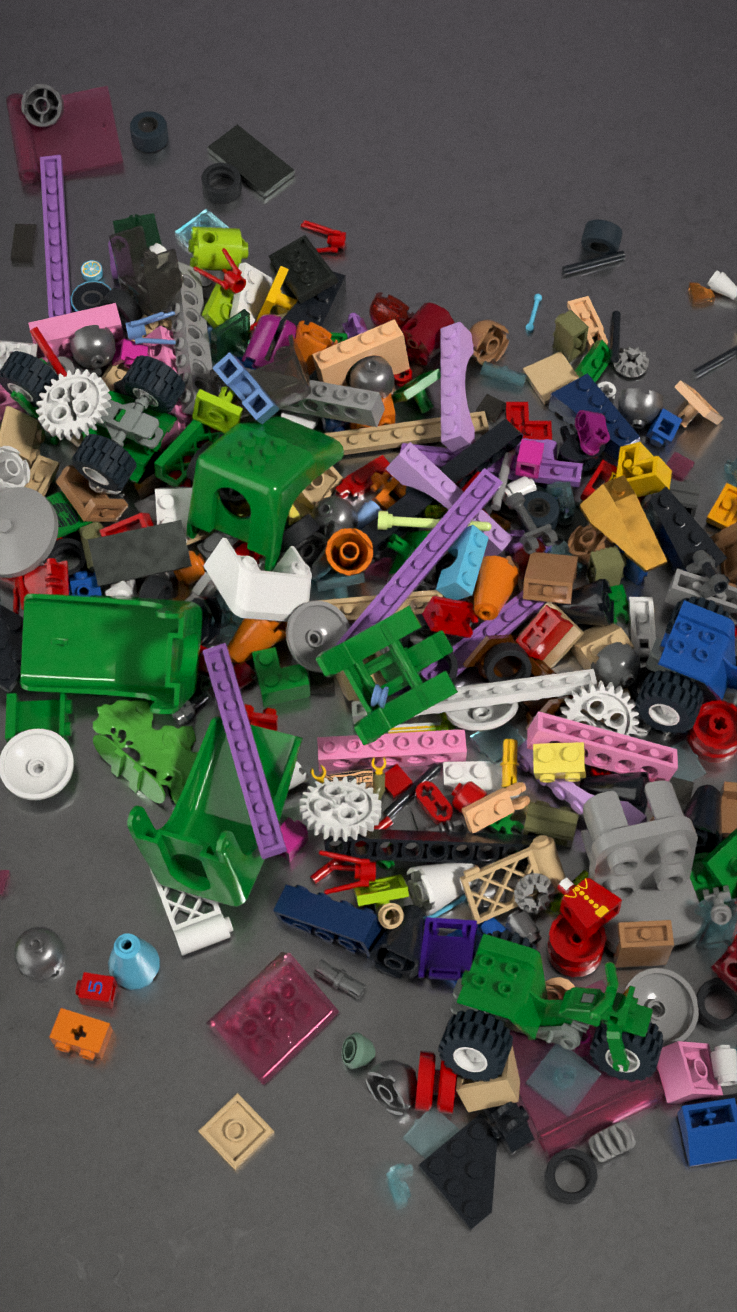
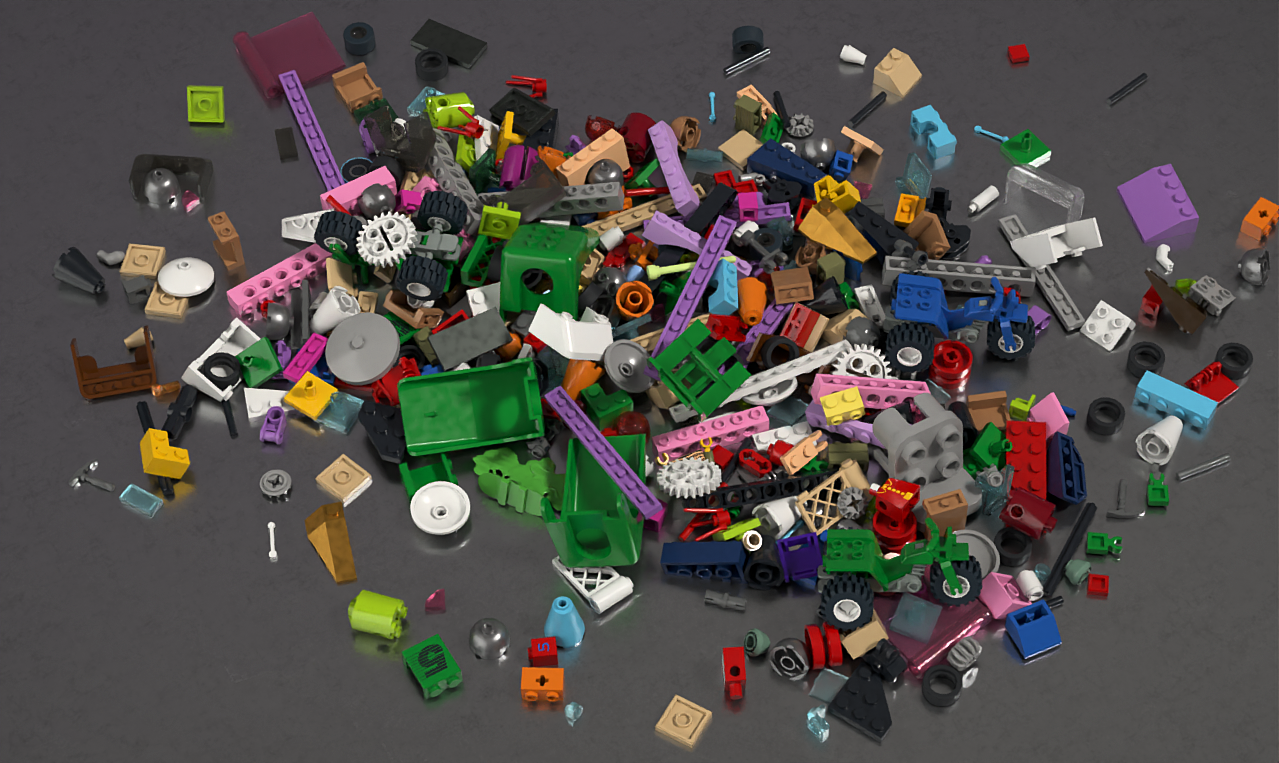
camera: 15 degrees left, 10 degrees down
(34, 105) = (264, 27): flat silver cylinder -> none
(92, 271) = (349, 151): medium azure tile -> none
(107, 1080) = (573, 710): none -> clear light blue hinge
(126, 191) = (356, 87): none -> medium nougat panel
(136, 329) = (410, 179): medium blue plant -> none
(246, 388) = (518, 200): medium blue arch -> none
(273, 1017) = (684, 636): clear pink slope -> none
(300, 716) = (632, 424): none -> clear red cylinder
(315, 1075) = (734, 671): none -> red torso
(356, 458) = (611, 238): none -> white brick
(379, 696) = (693, 392): medium blue bush -> none
(417, 407) = (646, 191): none -> red bar
(503, 476) = (730, 215): light grey bar -> none
(509, 762) = (804, 421): yellow axle -> none
(556, 418) = (758, 178): none -> light grey arm
(591, 431) = (788, 176): magenta piece -> none
(700, 294) = (836, 66): clear orange tile -> none

